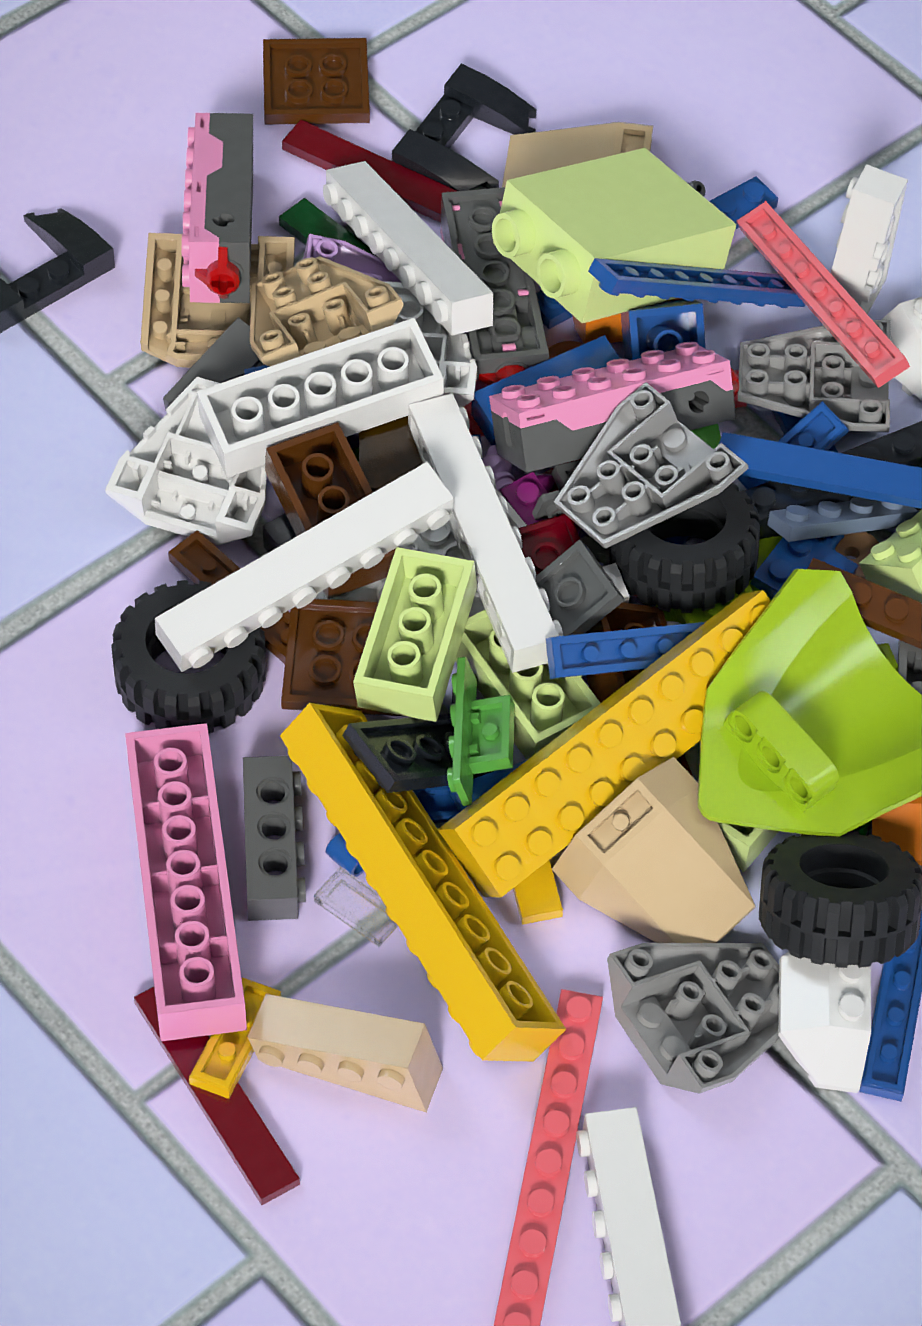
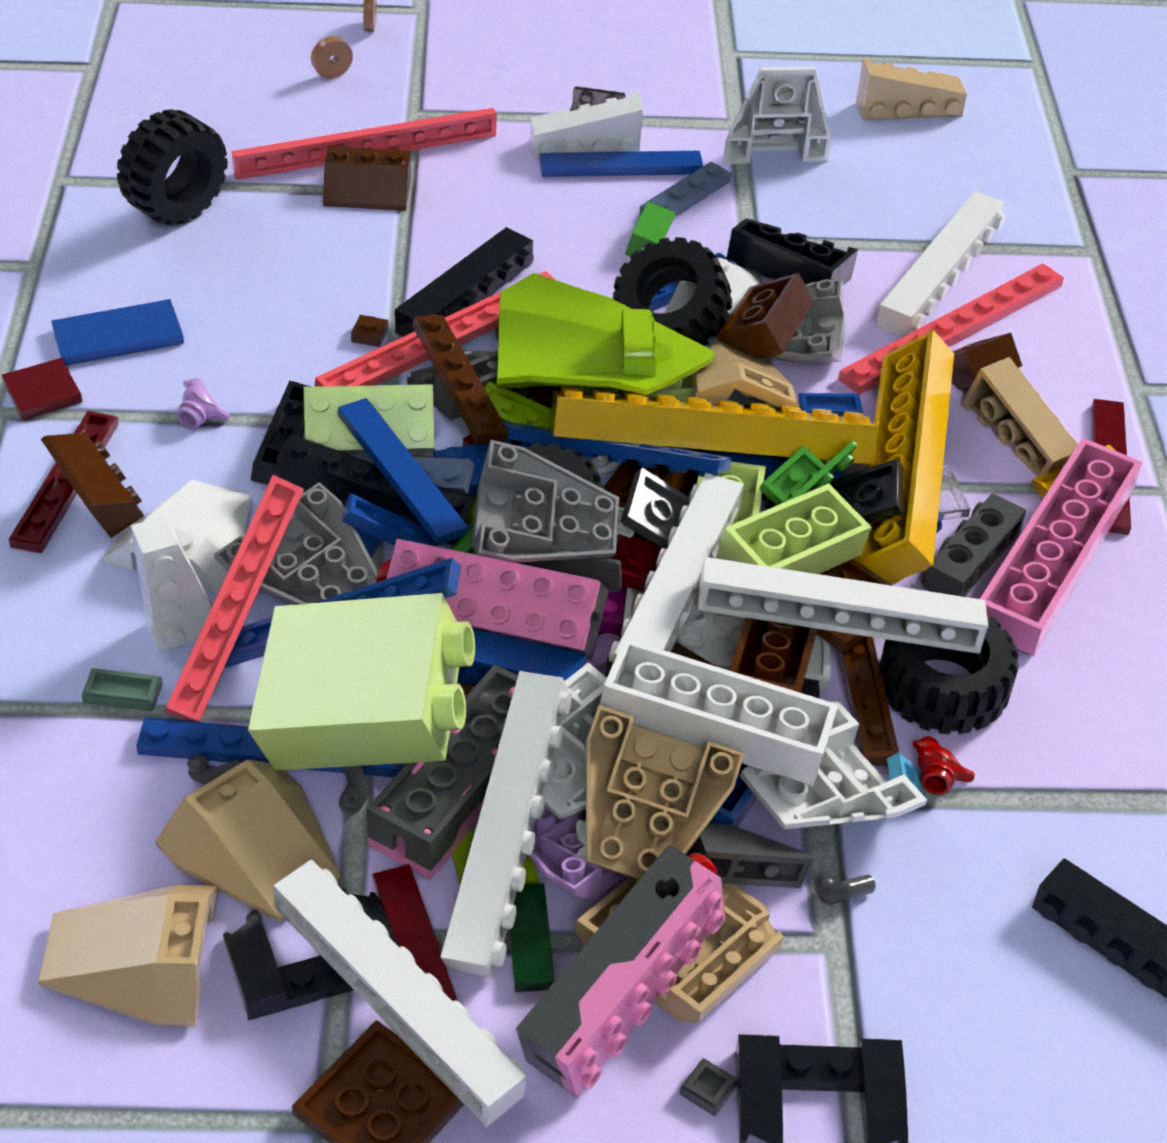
camera: 140 degrees left, 10 degrees down
(113, 226) = (708, 1086): none -> dark grey tile
(126, 415) = (836, 892): none -> dark grey arm
(128, 570) = (939, 766): none -> red animal
(149, 539) = (899, 765): none -> medium azure plate
(372, 113) = (401, 992): none -> white brick
(468, 1125) = (974, 356): none -> reddish brown slope
(570, 943) = (836, 402): none -> blue tile
(580, 59) = (133, 953): none -> tan wedge
(722, 954) = (767, 317): none -> reddish brown slope
(799, 1126) = (781, 255): none -> black wedge
(820, 215) = (122, 689): none -> sand green tile

